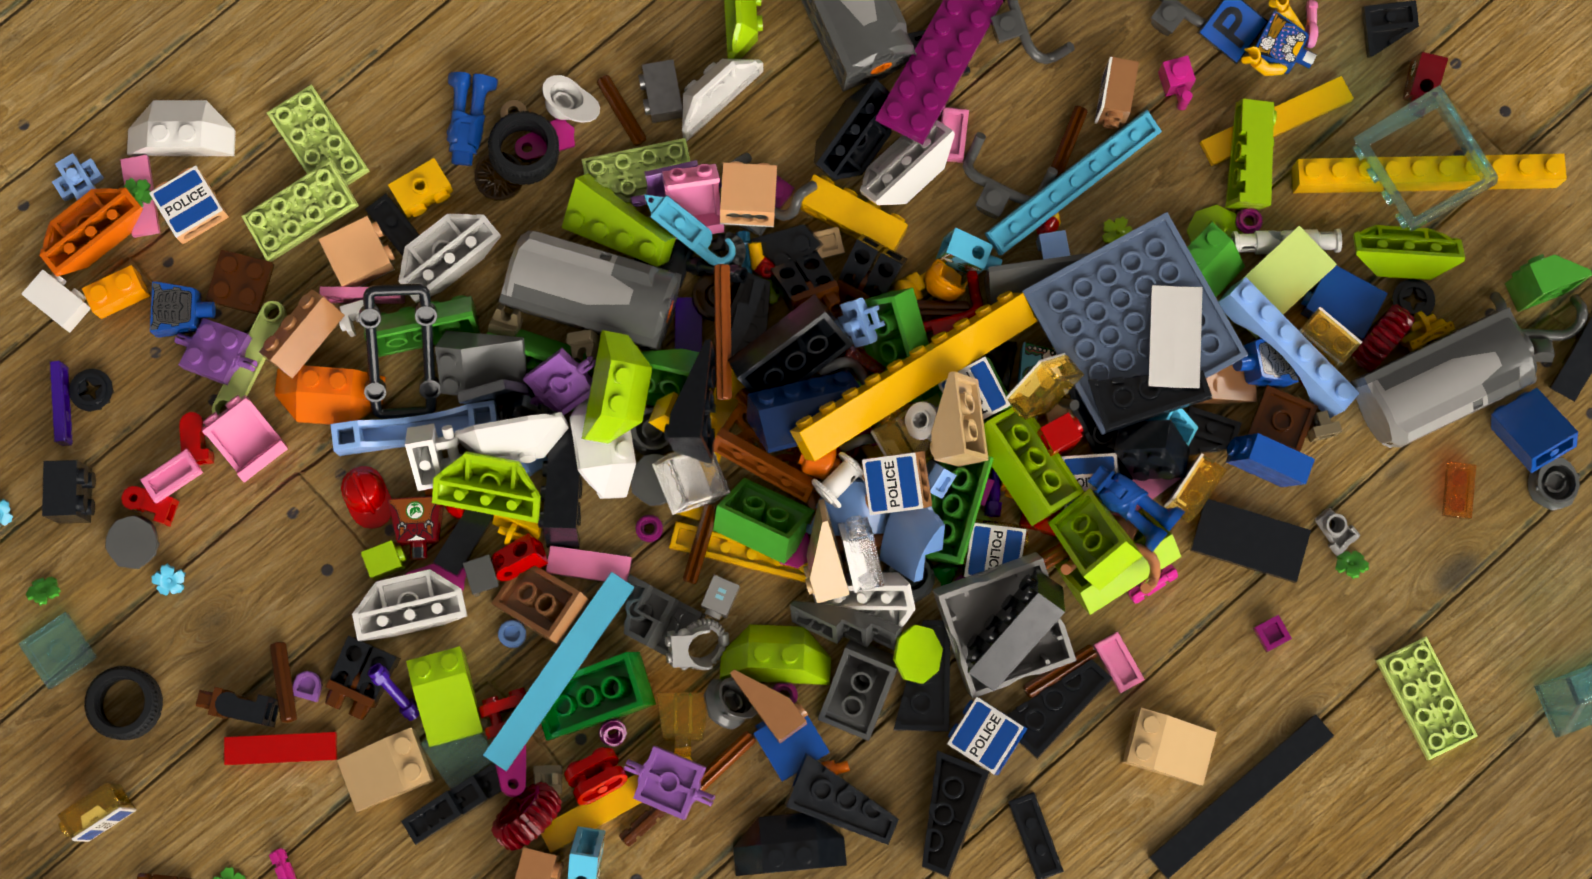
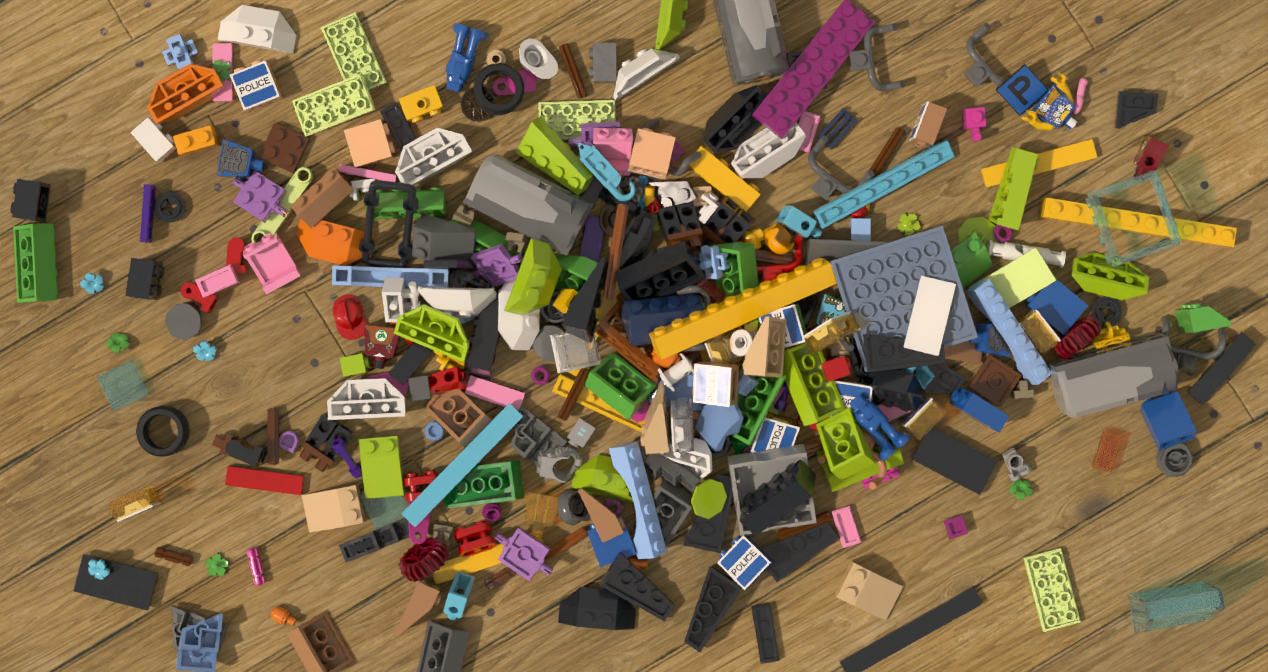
camera: 15 degrees right, 10 degrees up
(839, 257) = (707, 210): none -> white bracket
(842, 723) = (630, 465): none -> light blue arch
(1005, 104) = (847, 116): none -> dark blue tile

